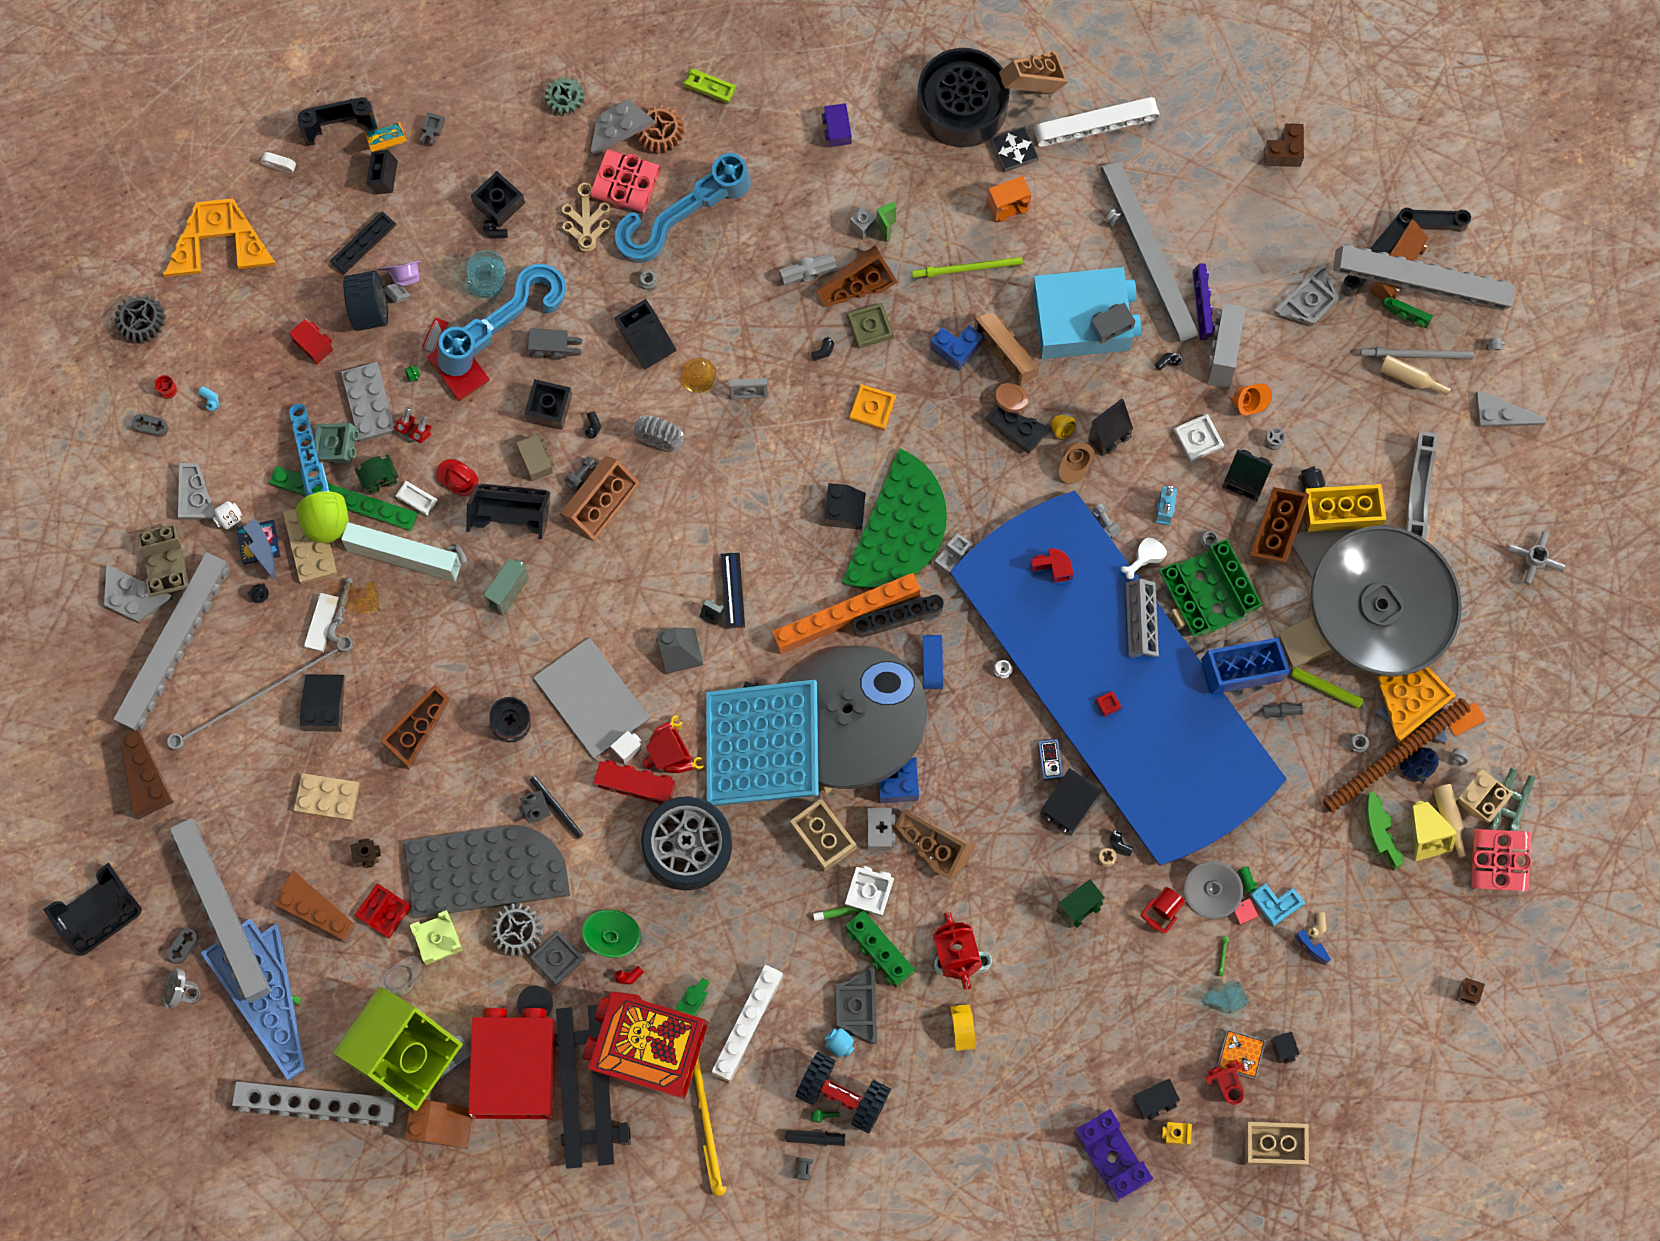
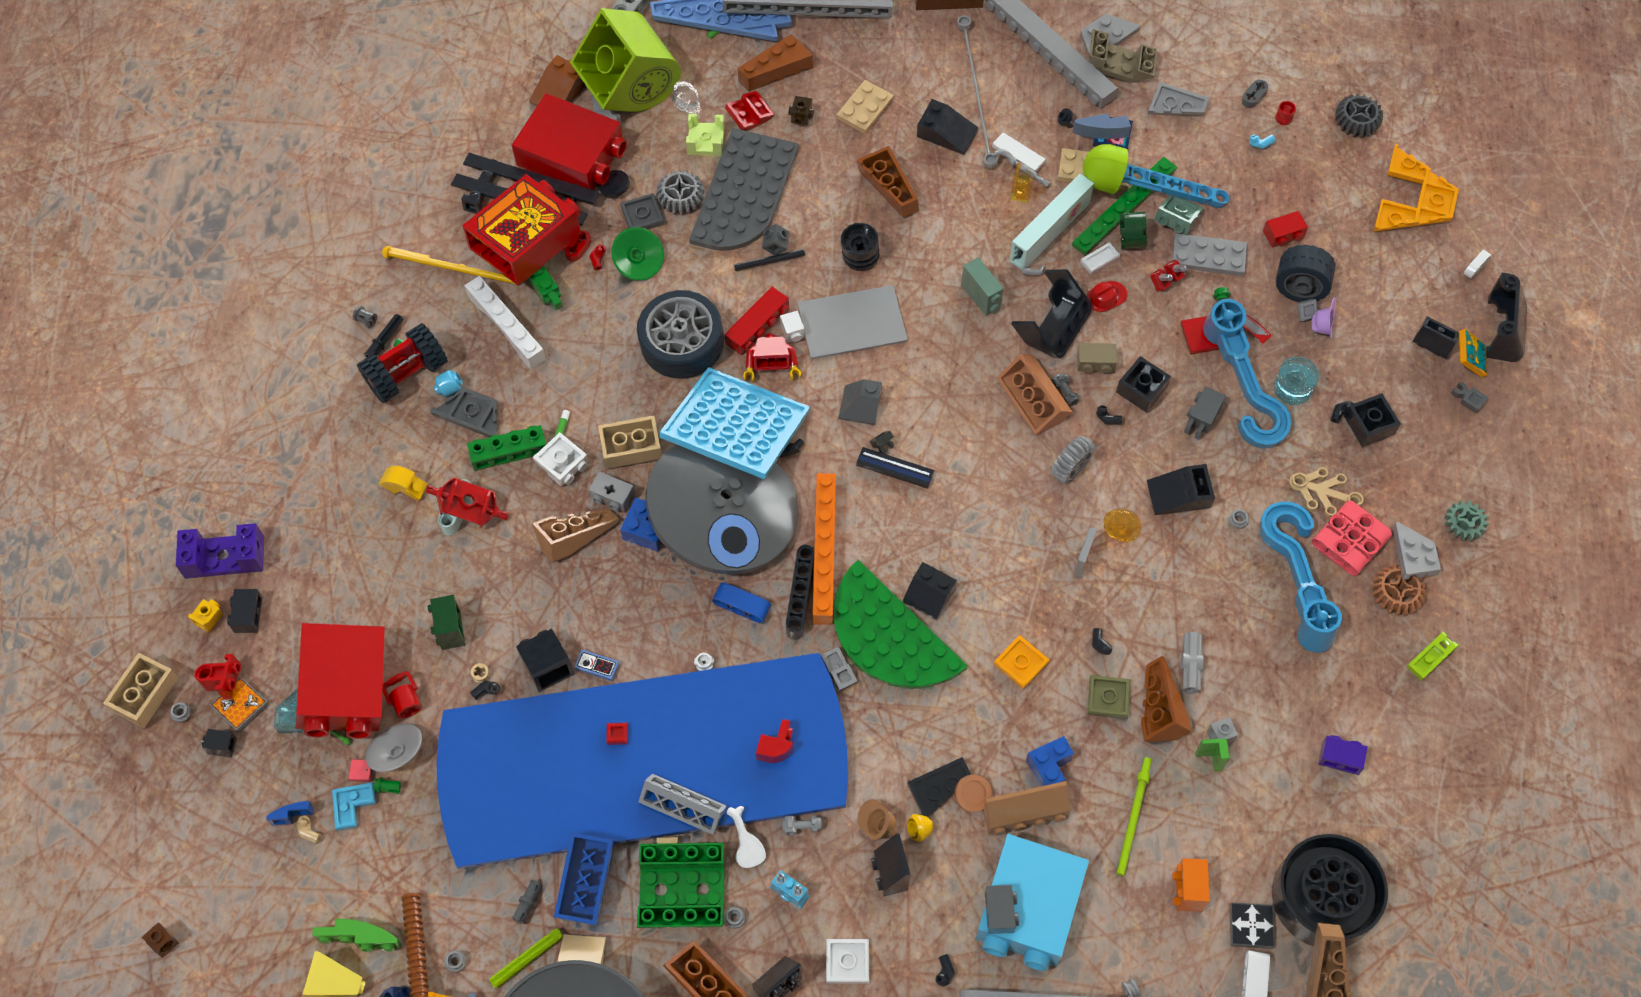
camera: 115 degrees right, 10 degrees down
(227, 515) = (1145, 116): white head -> none
(362, 242) = (1370, 304): black tile -> none
(1182, 963) = (340, 679): none -> red brick
(1274, 1095) = (176, 708): none -> light grey plate

